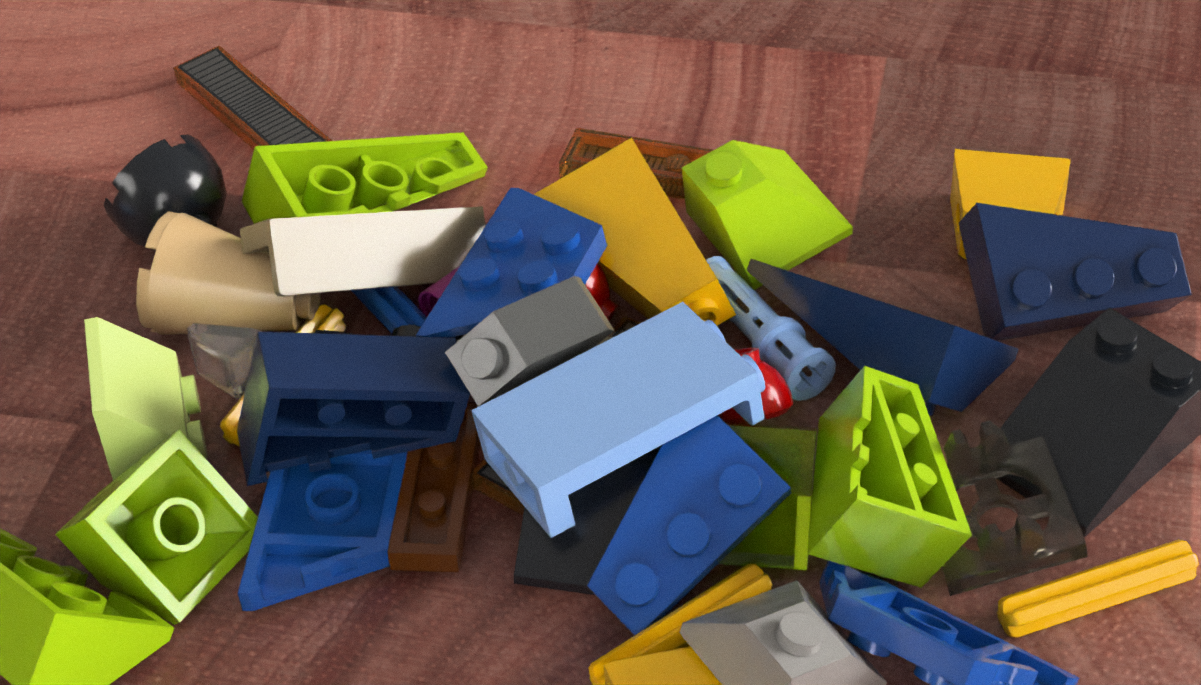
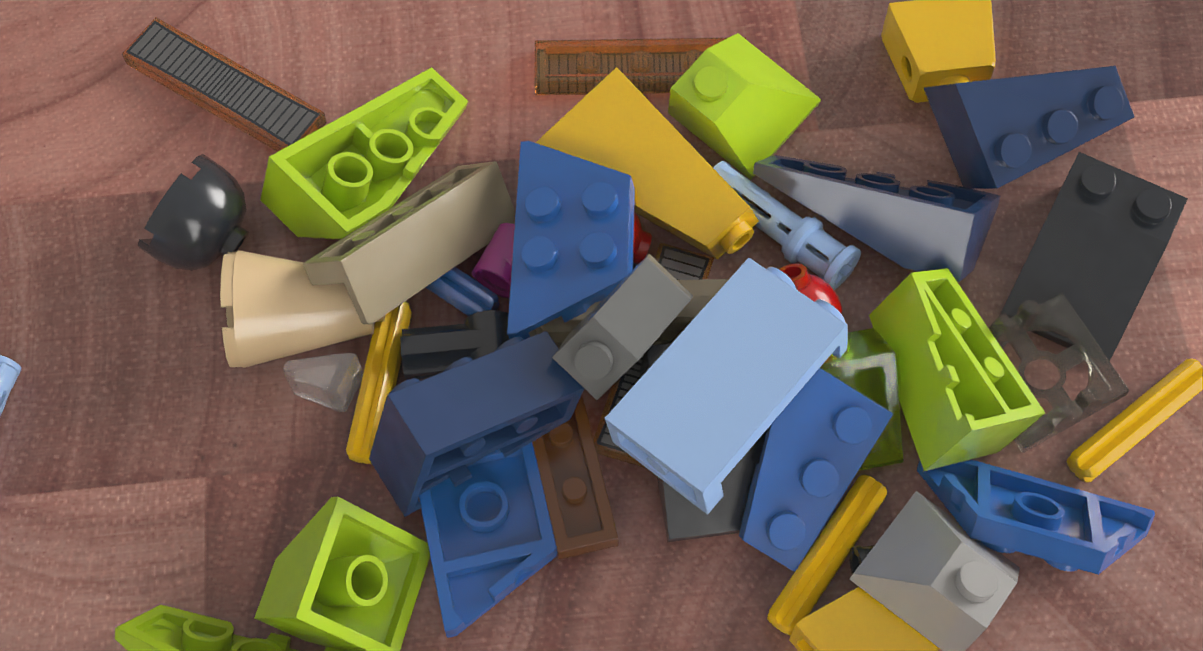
camera: 20 degrees left, 20 degrees up
(137, 394) = (277, 461): yellowish green slope -> none

